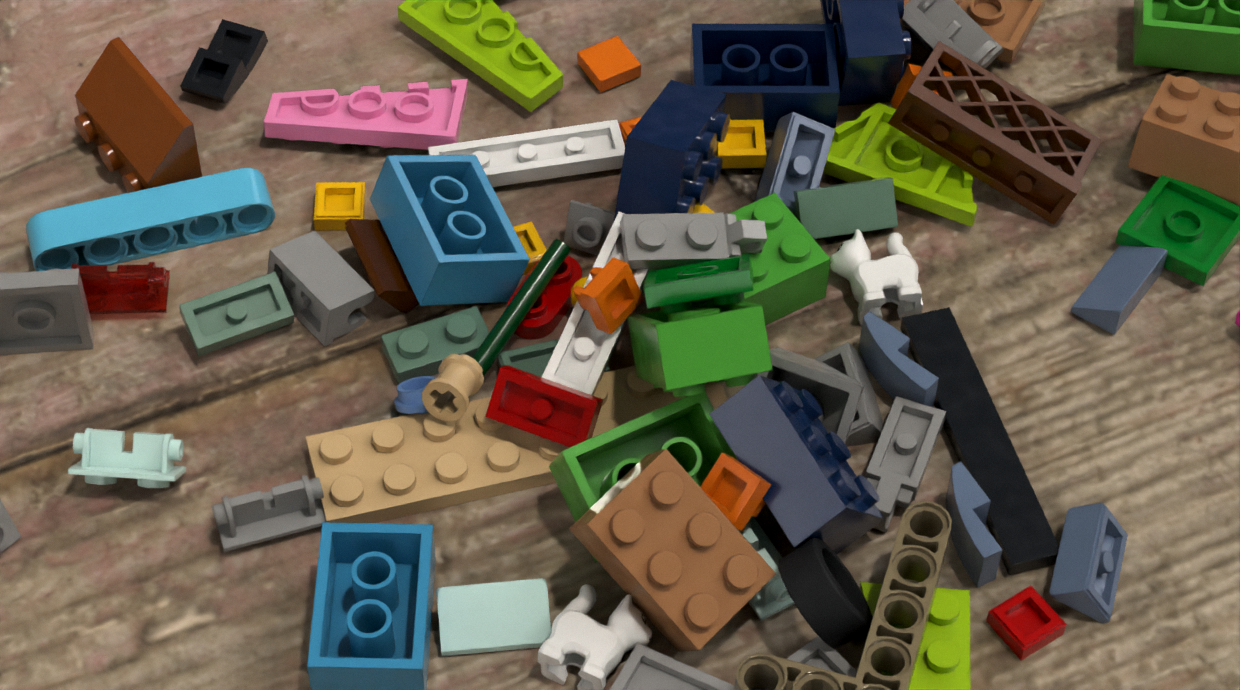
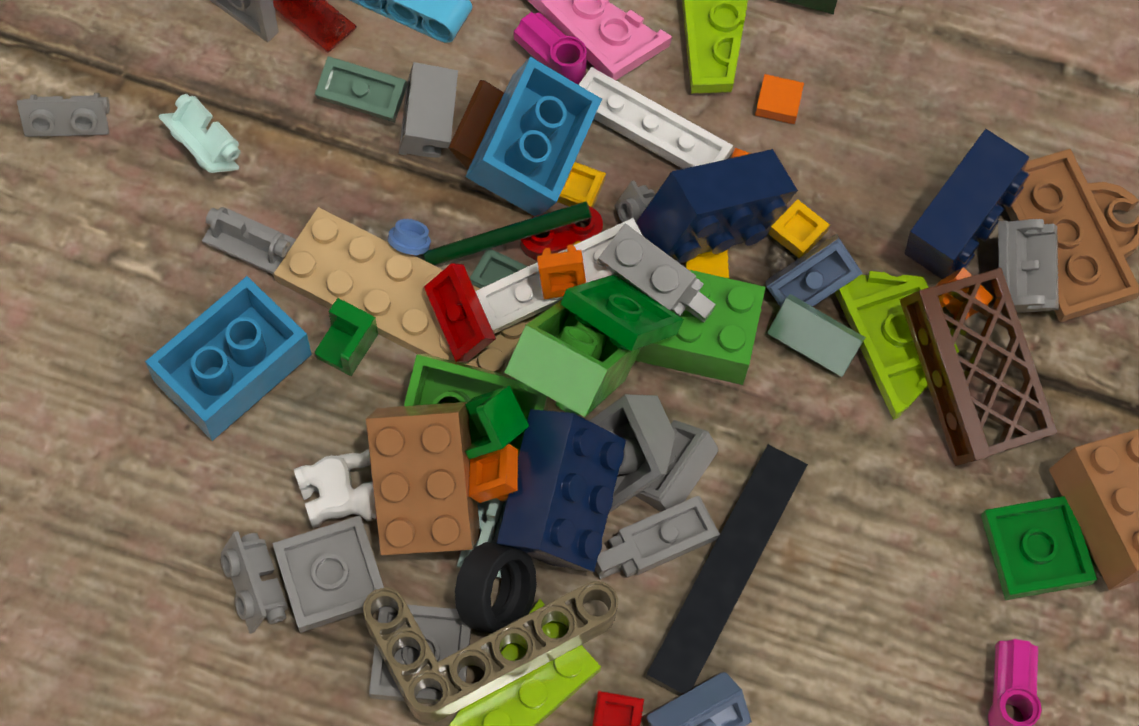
camera: 40 degrees right, 15 degrees up
(337, 204) = (500, 62): yellow tile -> none
(365, 156) = (552, 47): none -> dark pink piece
(424, 346) = (459, 209): sand green plate -> none
(449, 393) = (422, 250): tan bush -> none
(456, 516) = (347, 338): none -> green panel
(493, 616) = (302, 421): light aqua slope -> none
(694, 442) = (496, 419): none -> green panel
(768, 70) = (860, 193): dark blue brick -> none
(882, 279) = (783, 406): white animal -> none
(886, 358) = (725, 468): sand blue slope -> none
(972, 540) = (651, 617): sand blue slope -> none
(1120, 286) = (945, 549): sand blue slope -> none

